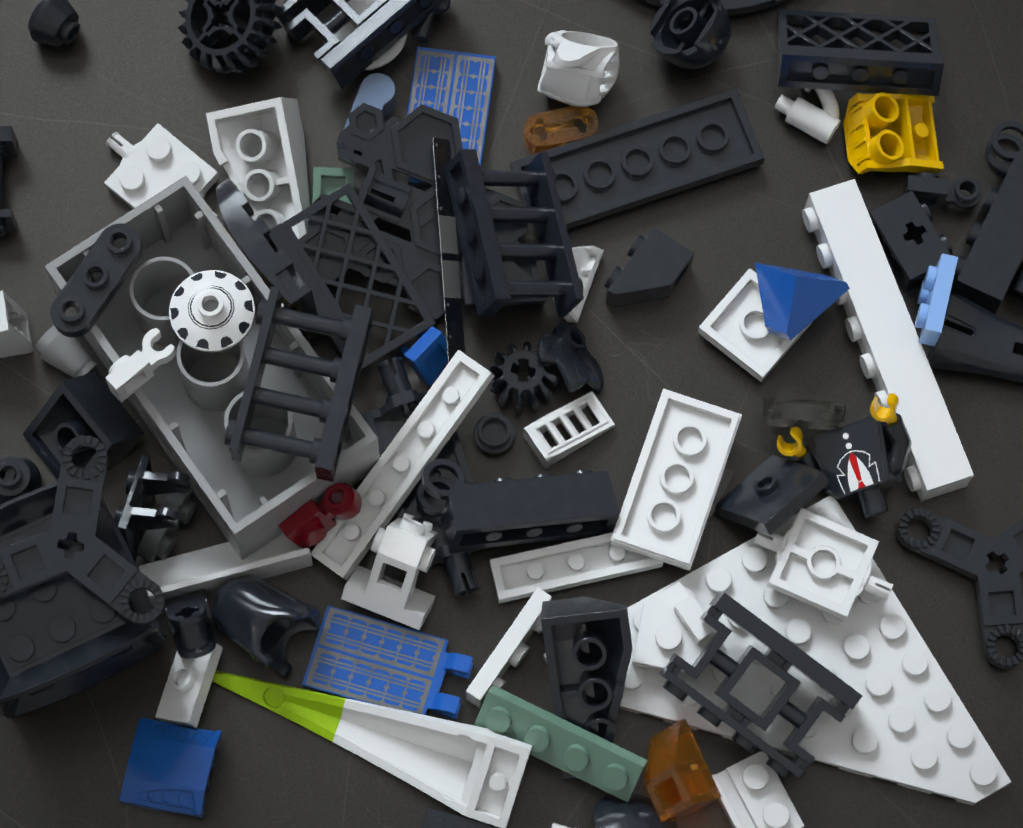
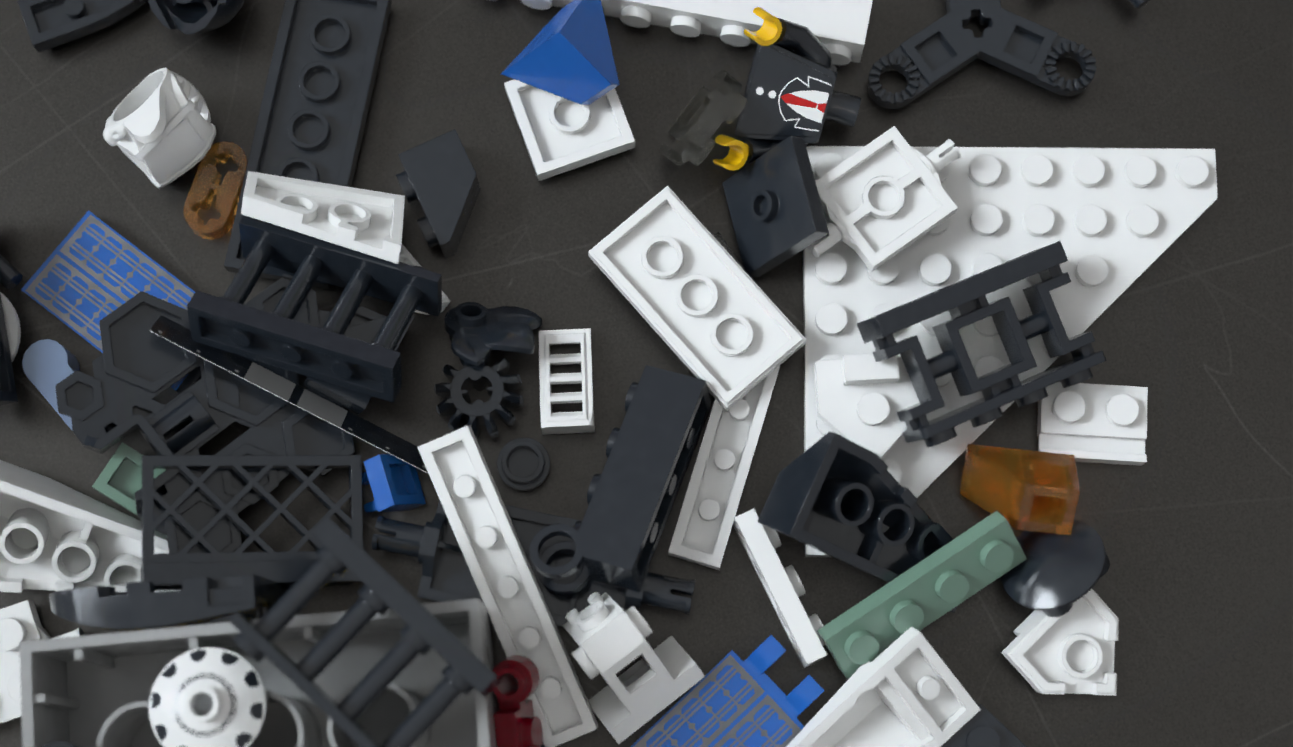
camera: 55 degrees left, 5 degrees up
(585, 209) = (331, 212): none -> white wing

